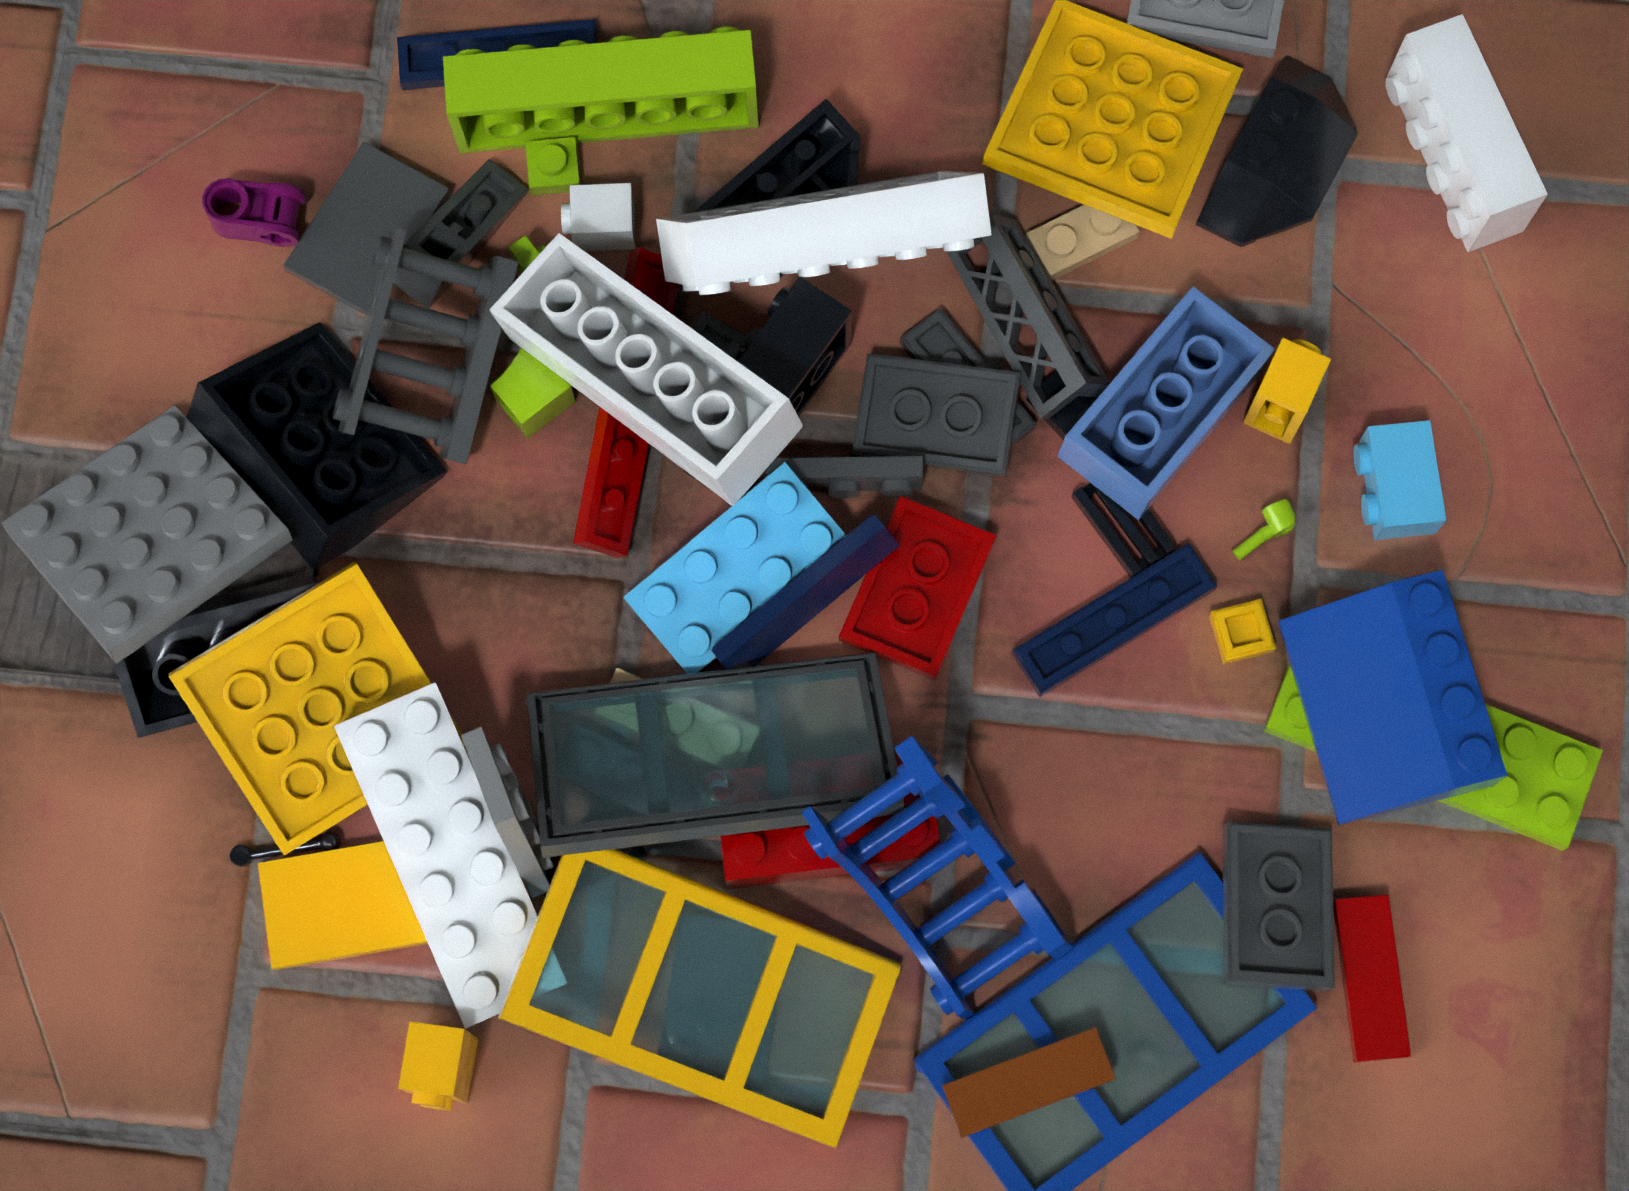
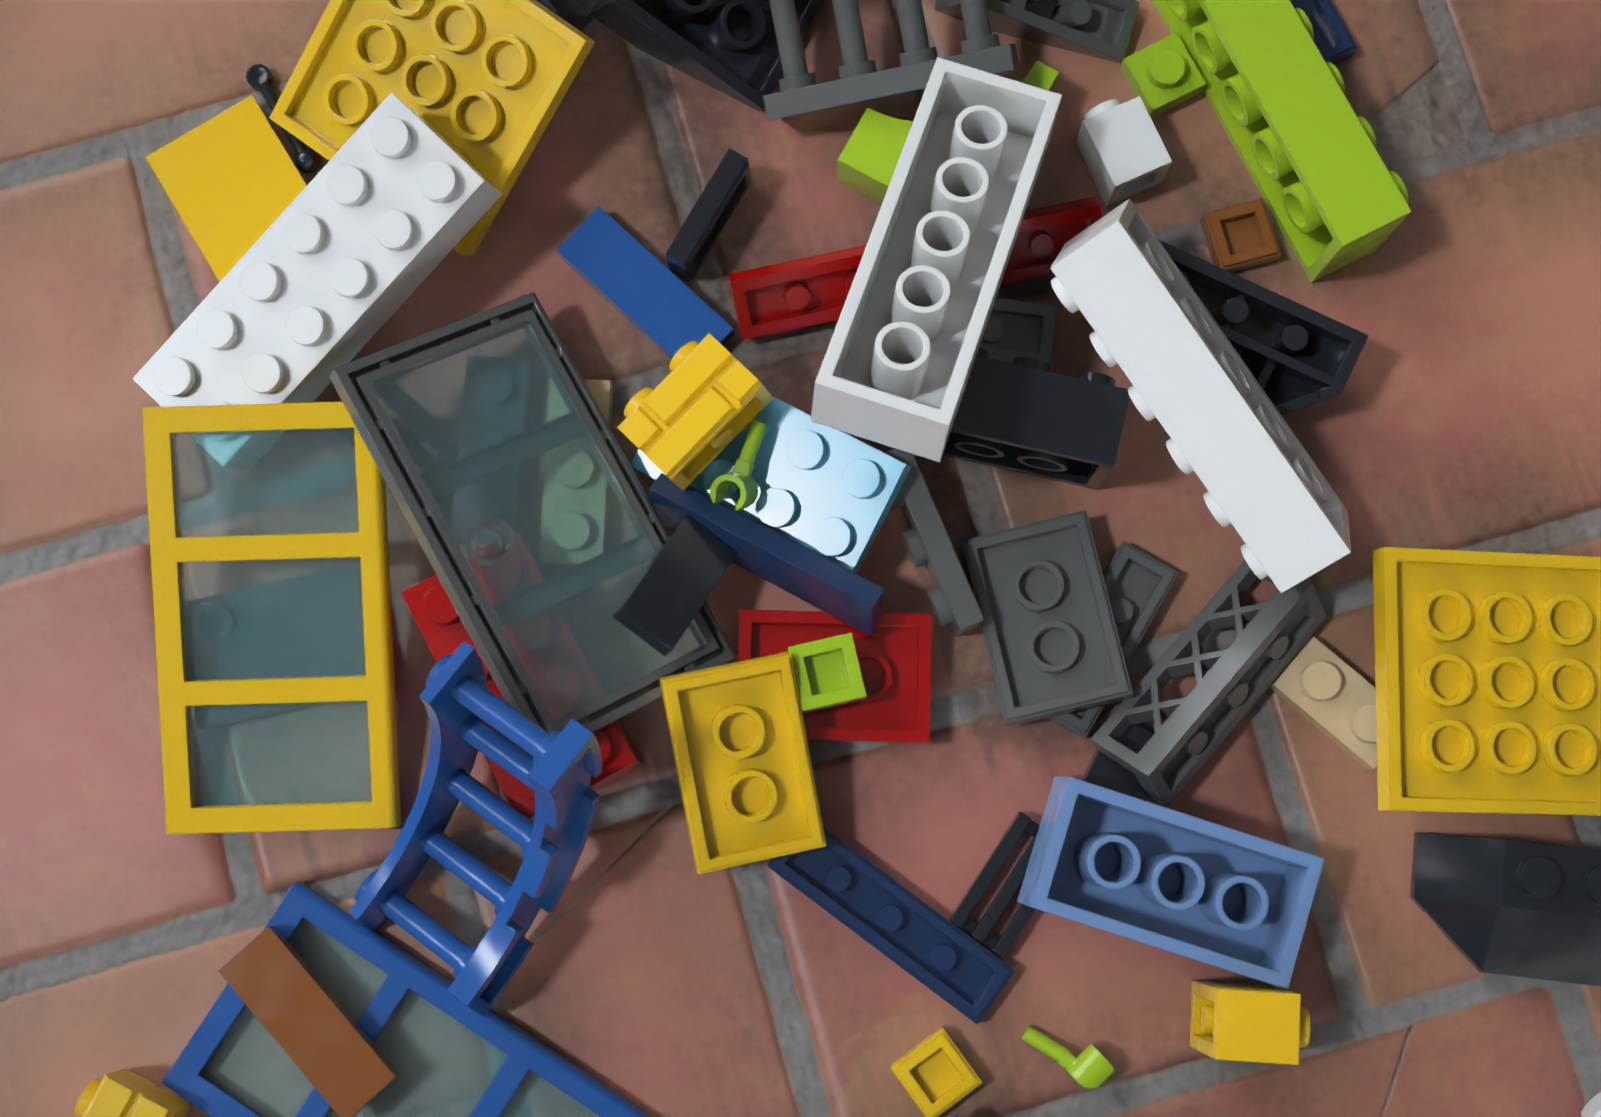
camera: 70 degrees right, 5 degrees up
(437, 1065) = (87, 366): yellow brick -> none
(509, 810) = (375, 308): light grey plate -> none
(518, 540) = (709, 215): none -> black tile
(553, 616) = (640, 285): none -> blue tile
(678, 599) = (694, 410): none -> yellow brick
(702, 162) = (1240, 236): none -> dark orange tile
(734, 582) = (742, 470): none -> lime hand
(804, 670) = (675, 585): none -> black tile
(916, 585) = (827, 672): none -> lime plate
(959, 673) = (742, 762): none -> yellow tile

